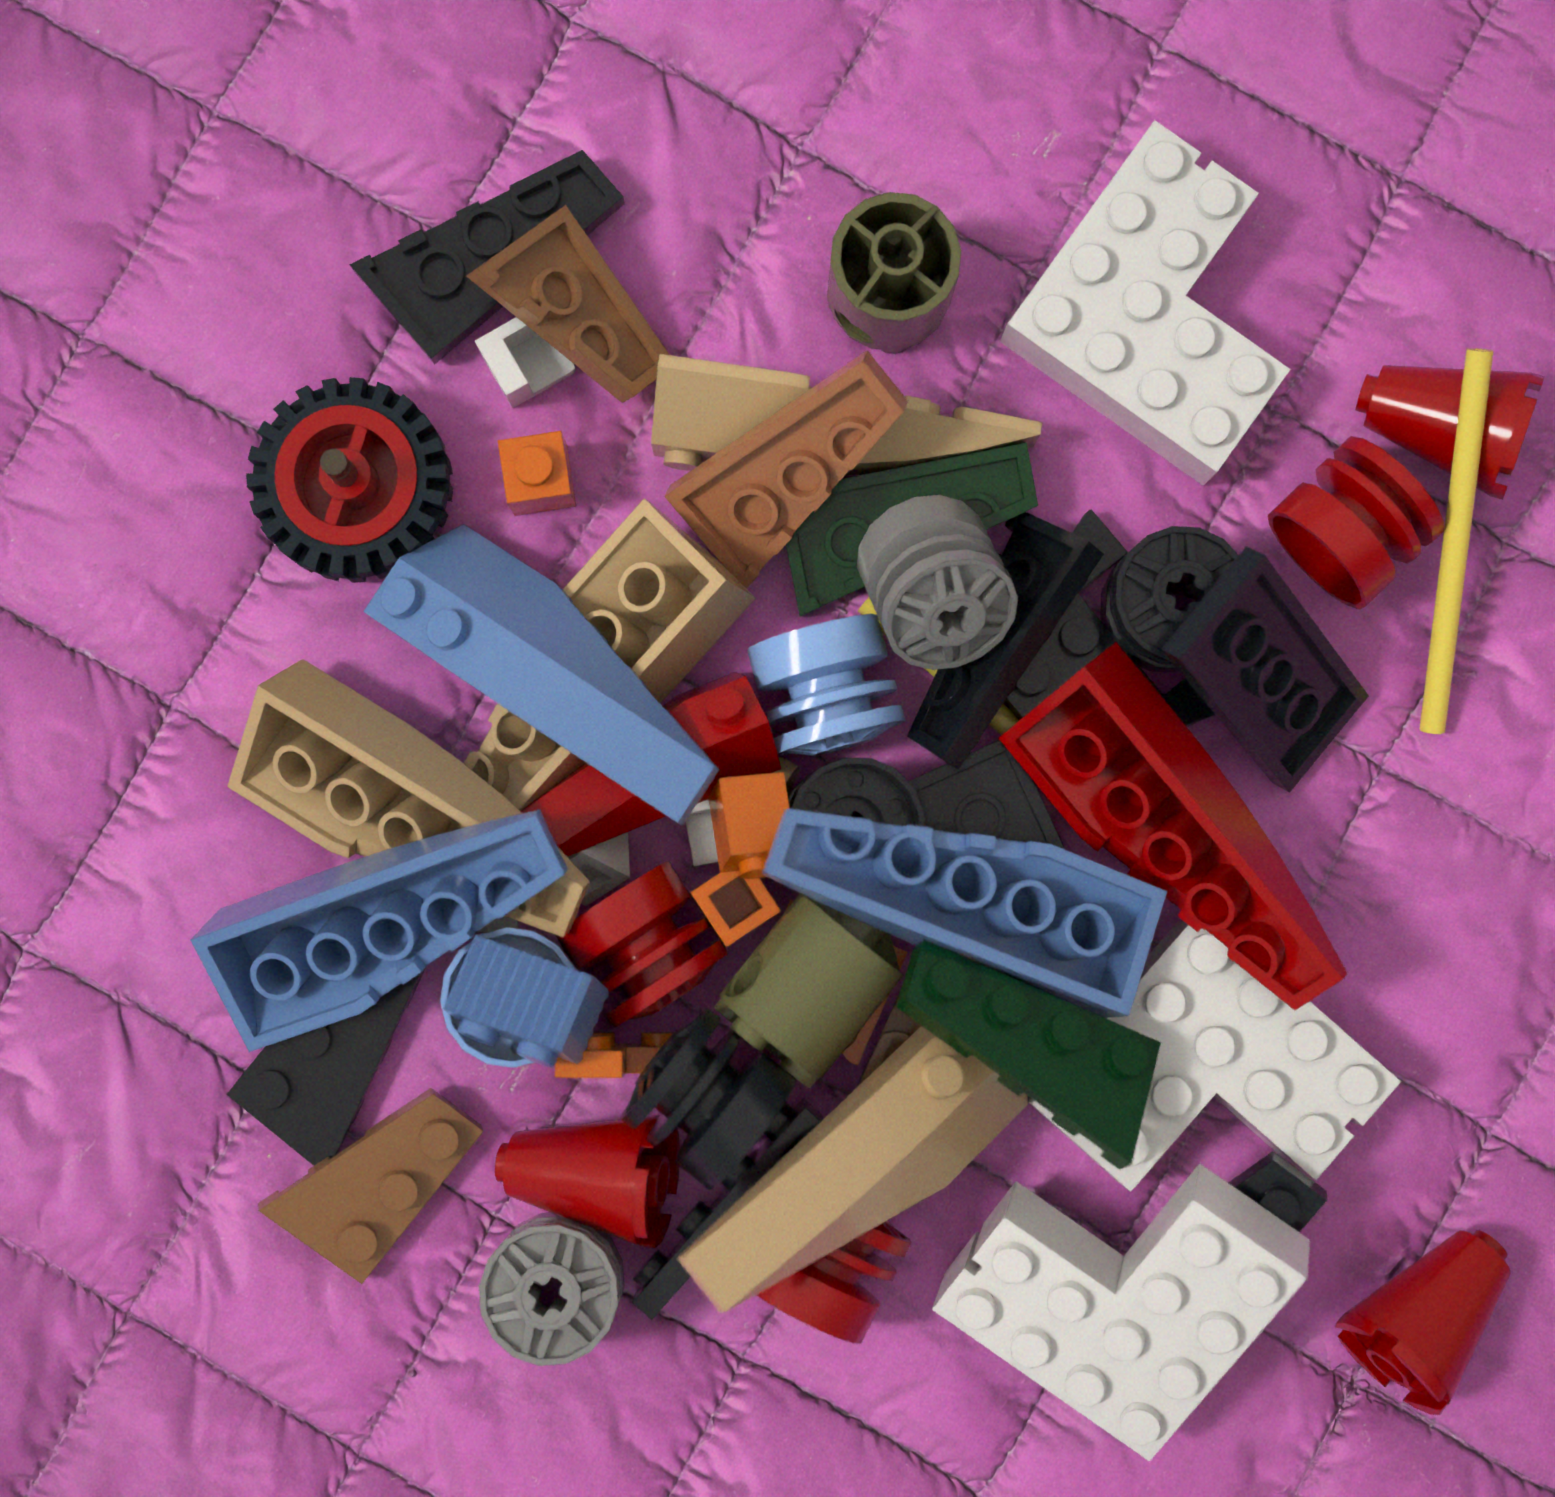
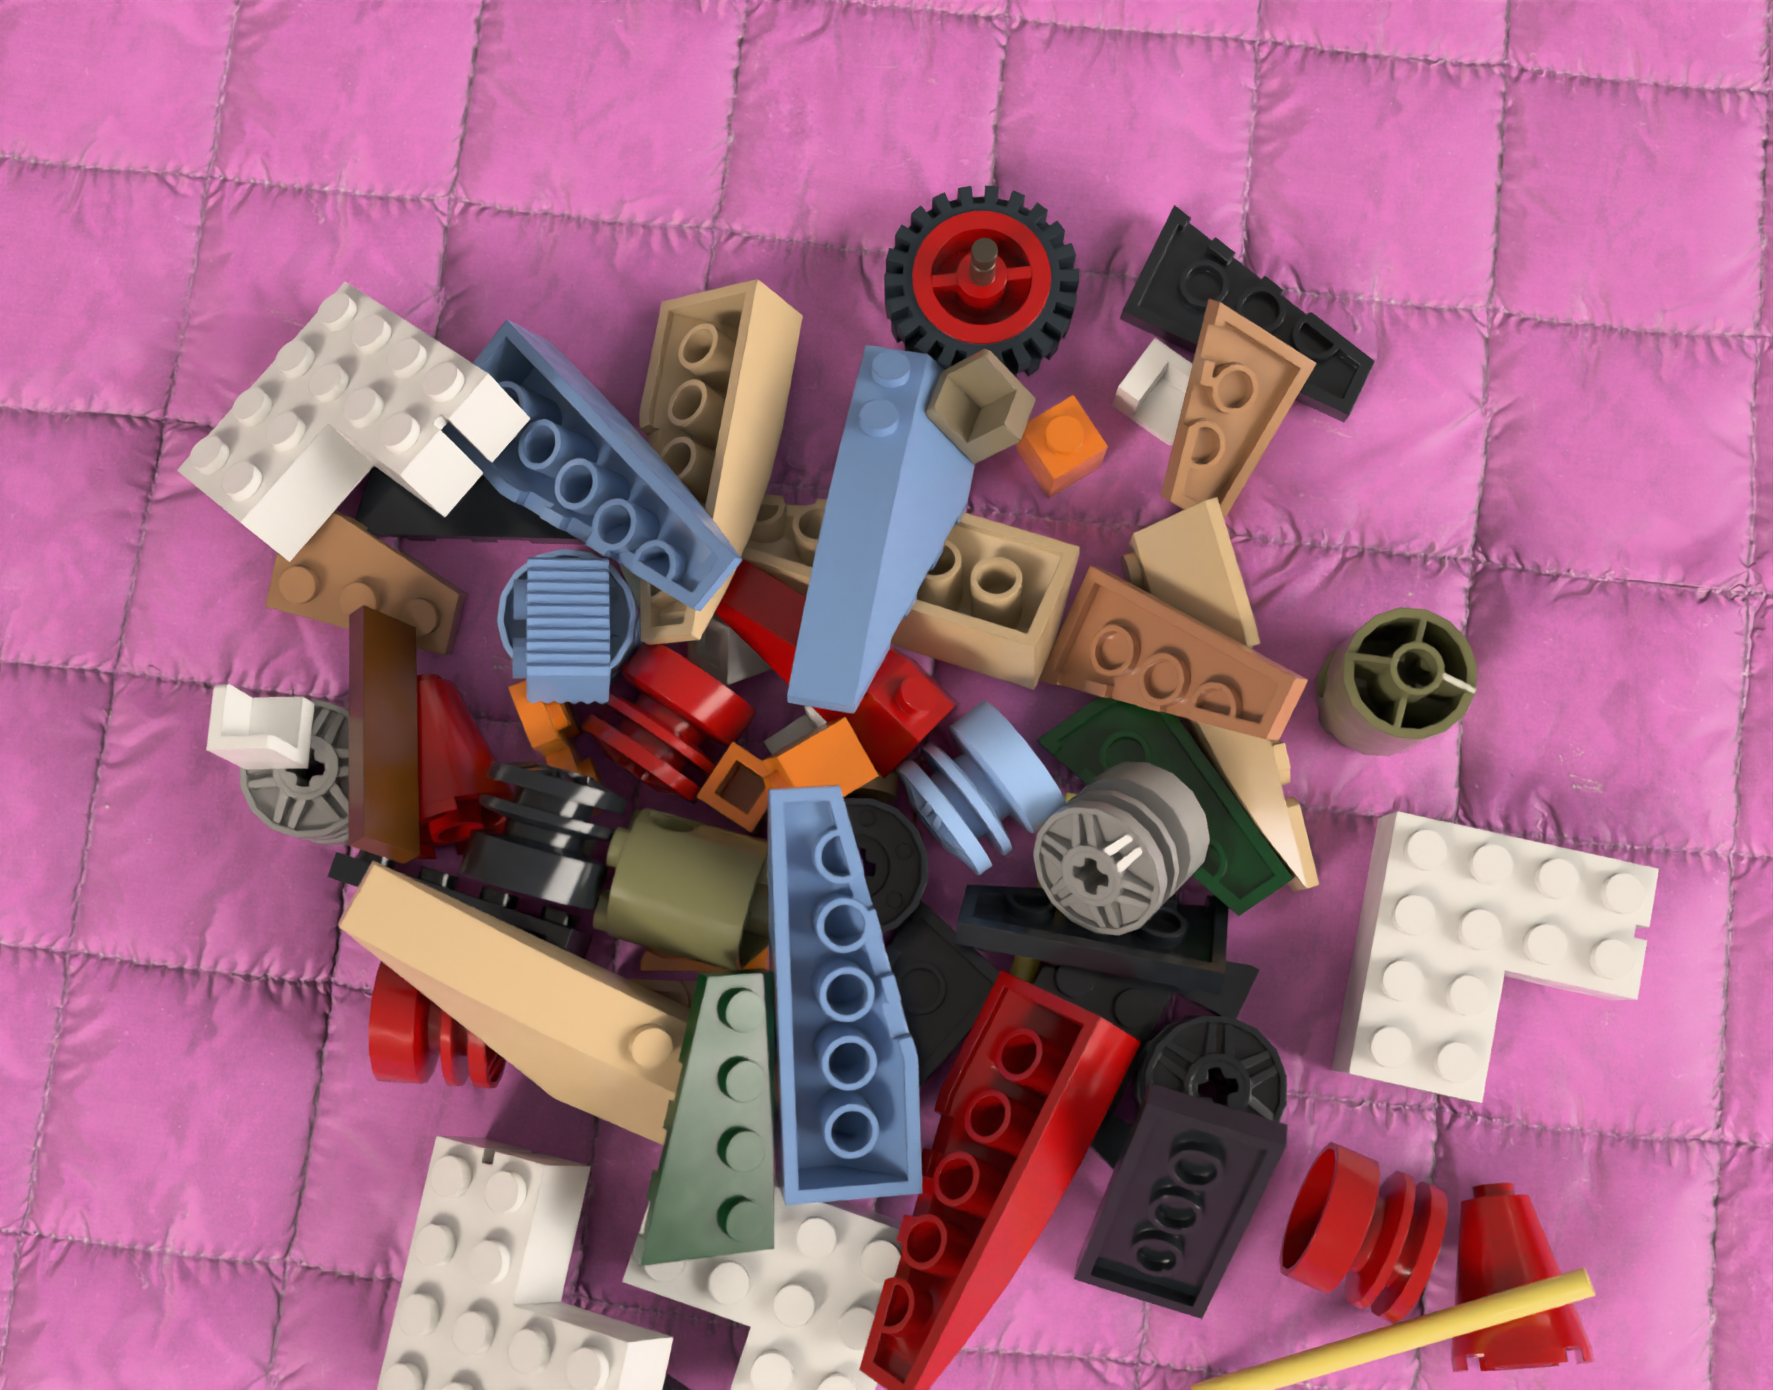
camera: 75 degrees right, 5 degrees down
(200, 1133) = (334, 404): none -> white piece
(471, 530) = (980, 406): none -> dark tan panel
(498, 1321) = (260, 730): none -> white panel
(547, 1212) = (383, 736): none -> reddish brown tile

